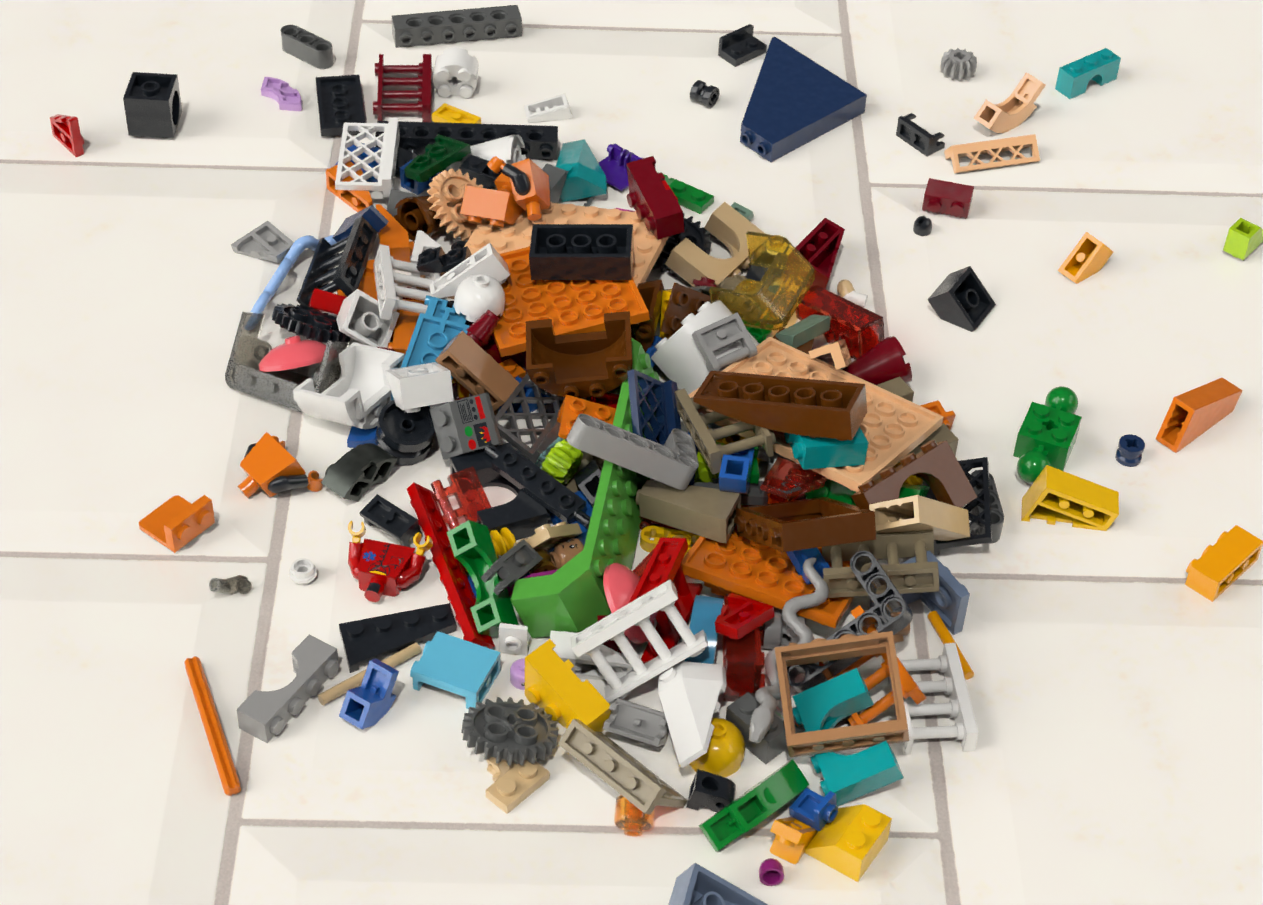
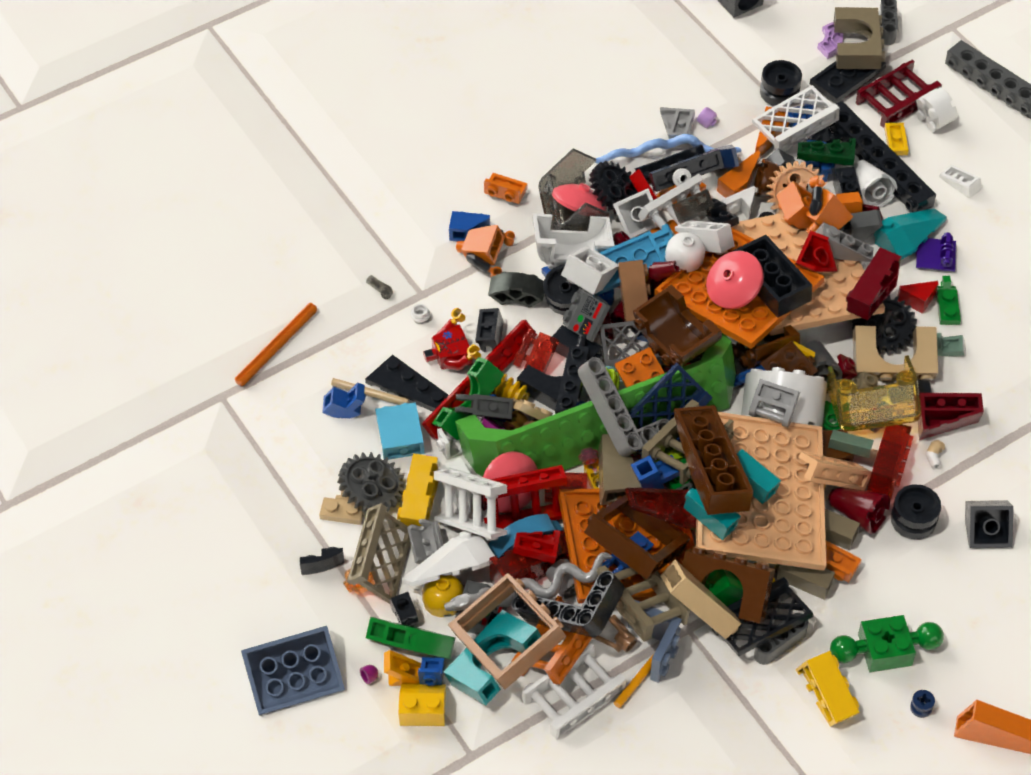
camera: 60 degrees right, 10 degrees up
(178, 521) = (407, 232): orange bracket -> none
(205, 411) = (505, 188): none -> orange bracket
(222, 469) = (462, 222): none -> blue slope
(268, 711) = (348, 362): light grey arch -> none
(284, 220) = (707, 117): none -> lavender piece
(299, 55) = (864, 22): none -> dark tan arch
(305, 147) = (780, 81): none -> black wheel
(363, 263) = (677, 175): none -> white plate
(422, 266) = (694, 206): none -> clear smoke slope
(565, 292) = (740, 286): none -> coral dish
(567, 211) = (817, 254): none -> red slope
(569, 205) = (845, 245): none -> light grey slope
(576, 842) = (329, 559): none -> black slope
(644, 526) = (588, 456): none -> clear pink plate
(918, 332) = (915, 511): none -> black wheel

